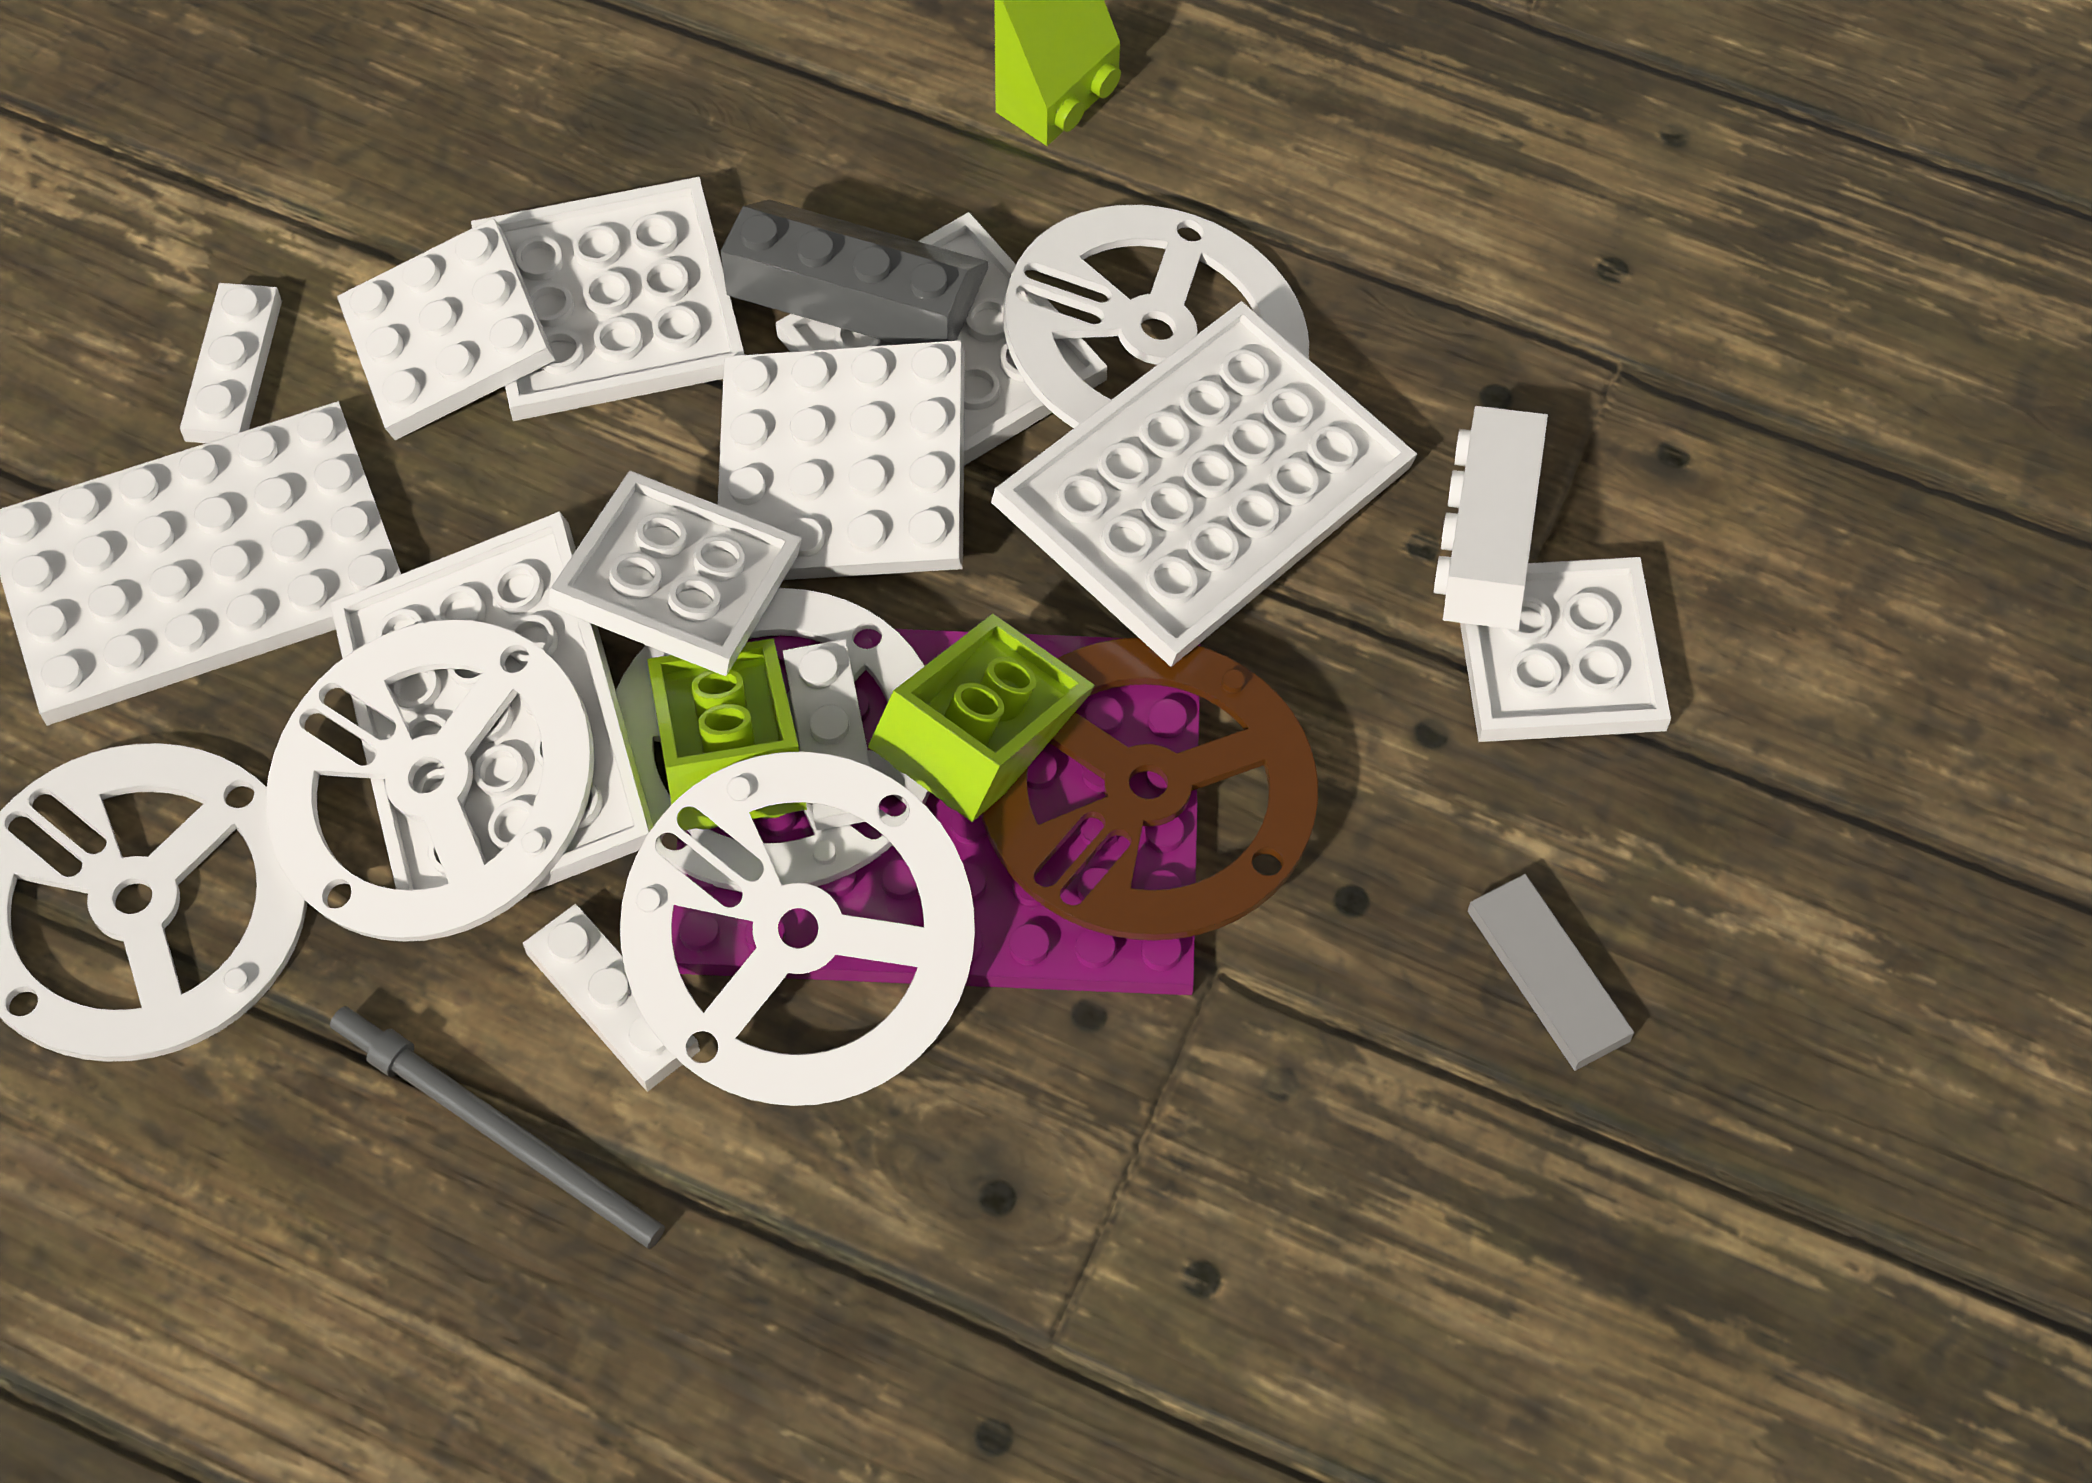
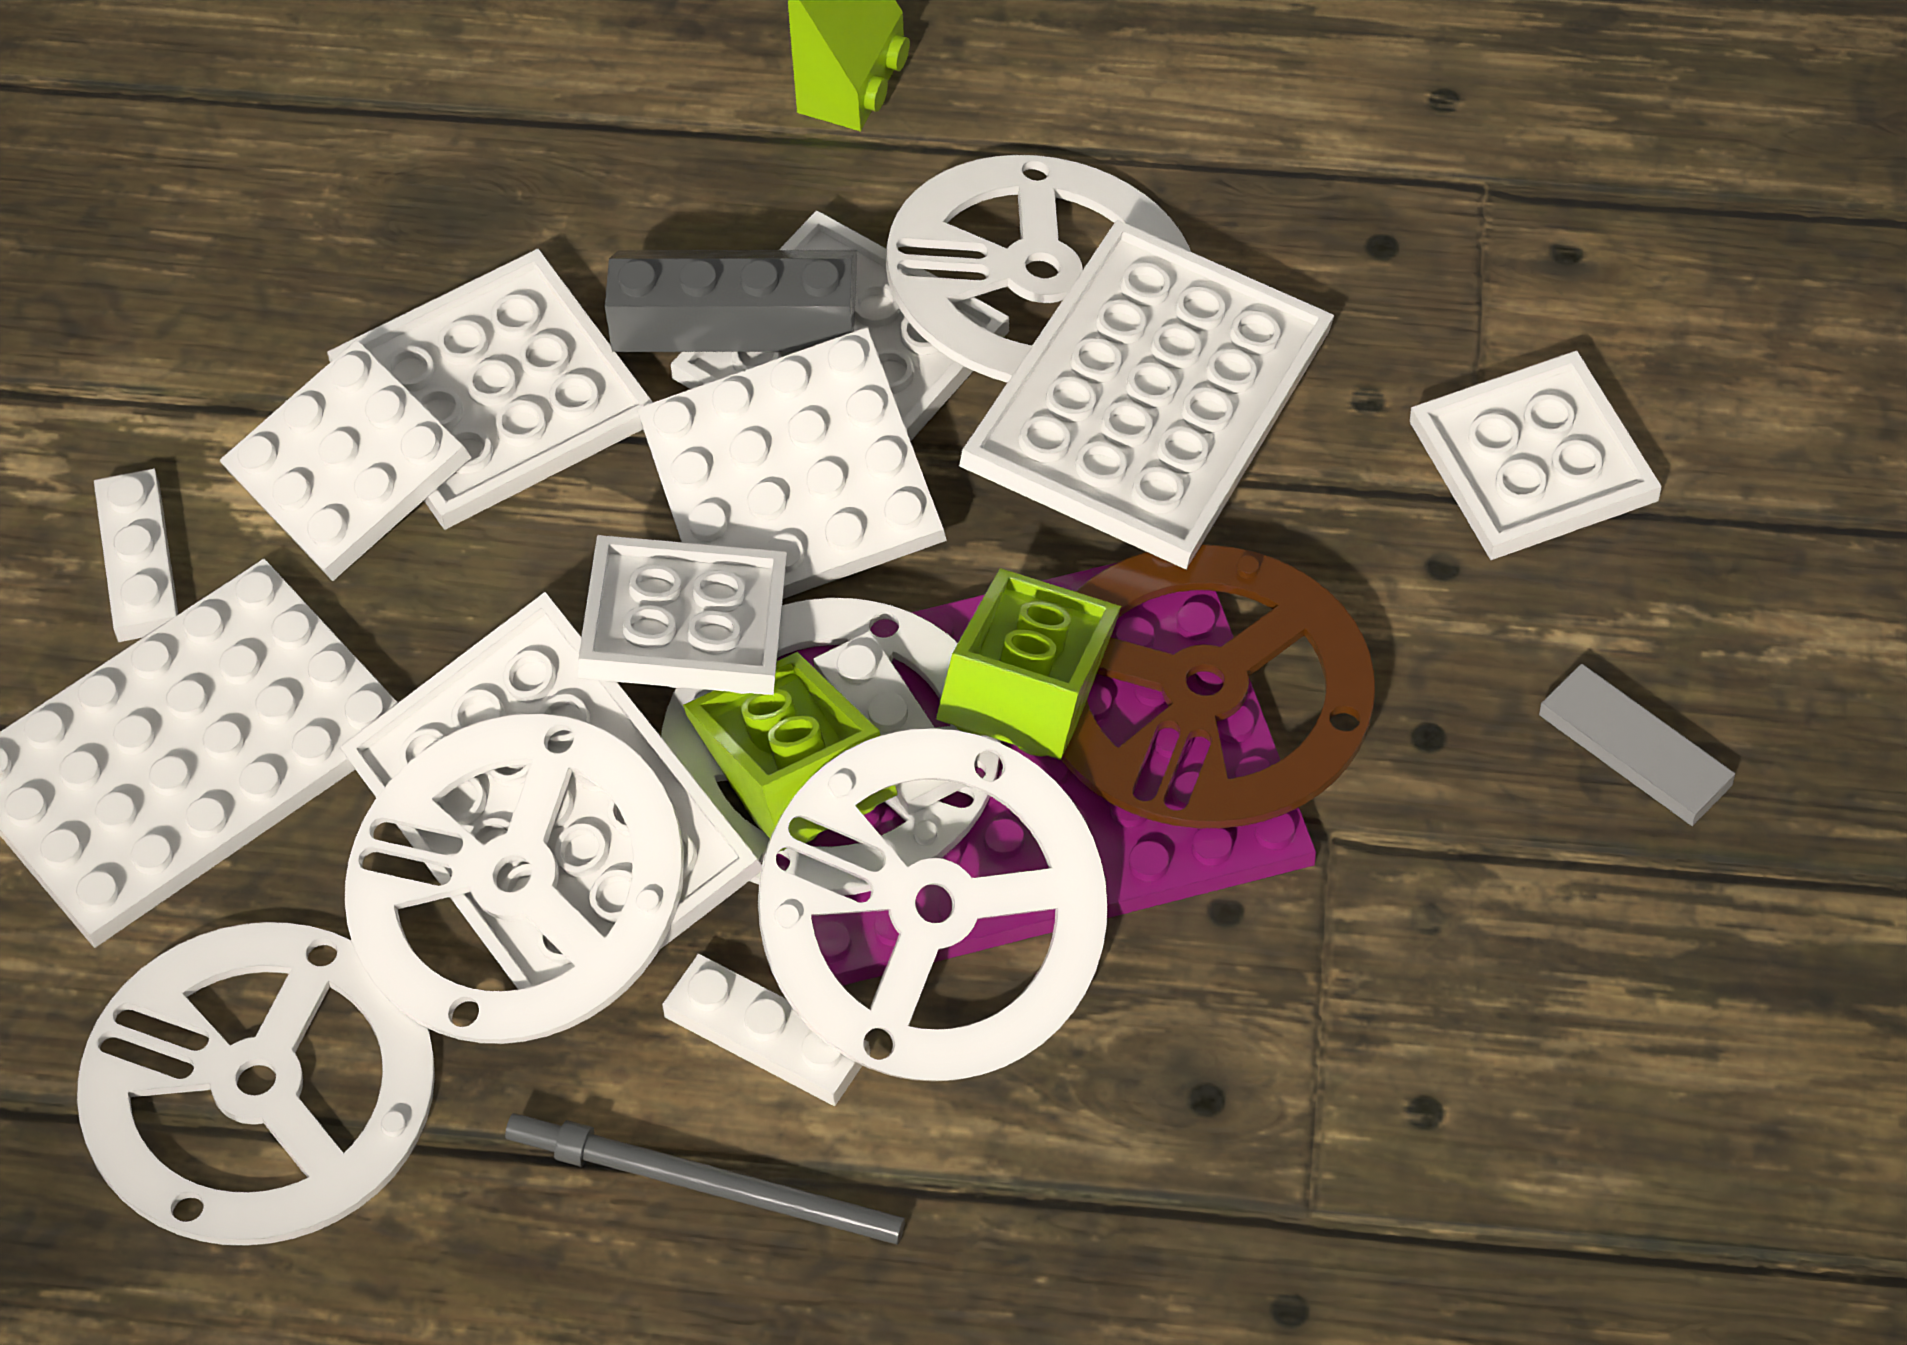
camera: 15 degrees left, 5 degrees down
(1494, 517) = (1431, 351): white brick -> none

